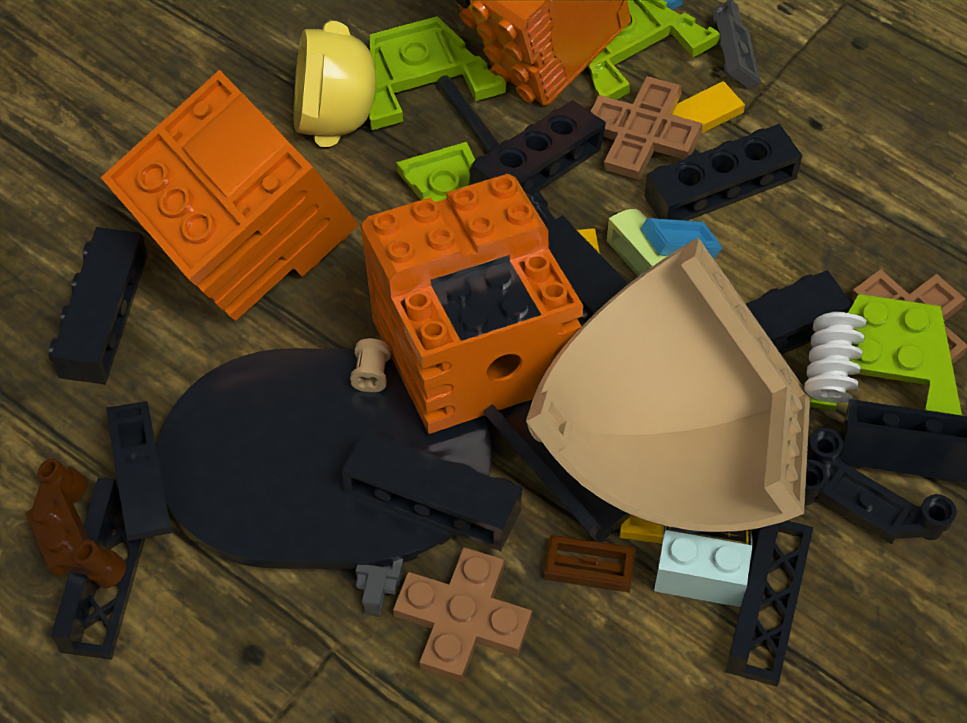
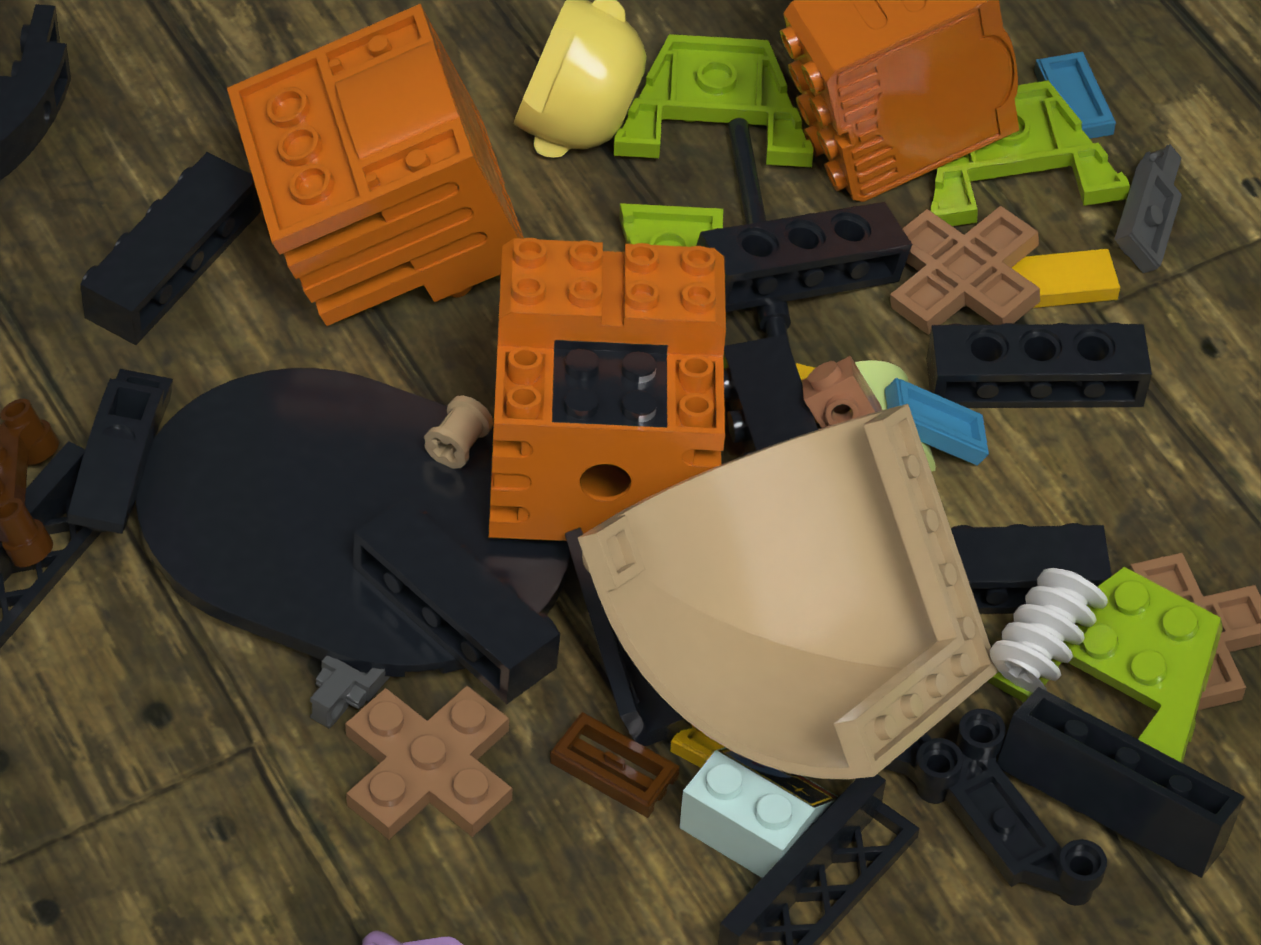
camera: 20 degrees right, 5 degrees down
(625, 249) = (837, 385): none -> nougat brick

